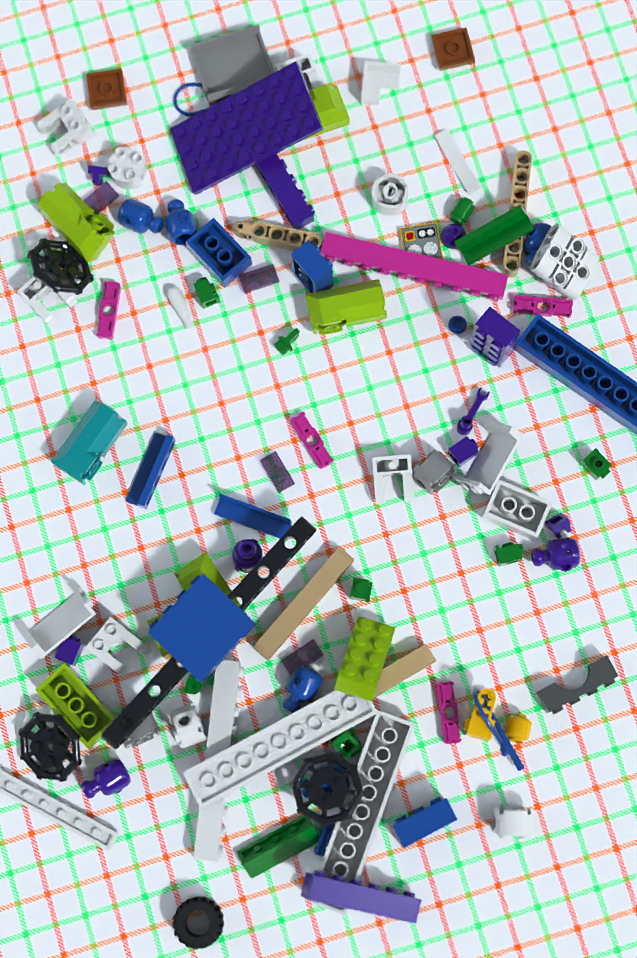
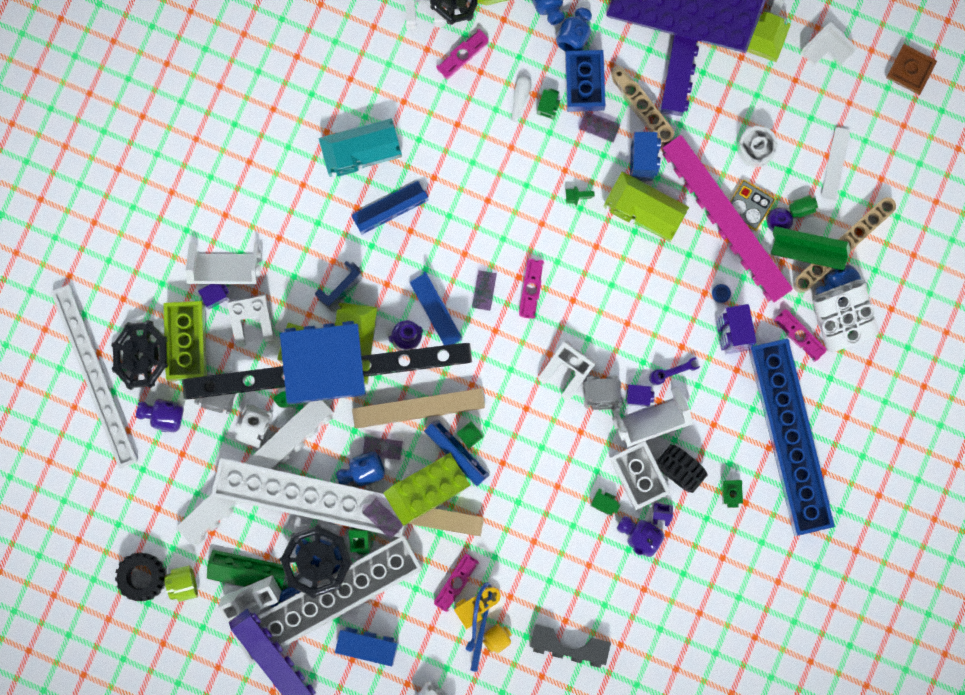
camera: 35 degrees right, 5 degrees up
(164, 579) = (342, 289): none -> dark blue panel
(235, 900) = (181, 584): none -> lime piece
(305, 851) = (260, 593): none -> white arch
(351, 611) = (463, 458): none -> blue brick
(351, 710) = (383, 518): none -> clear purple tile
(544, 477) = (681, 468): none -> black tyre

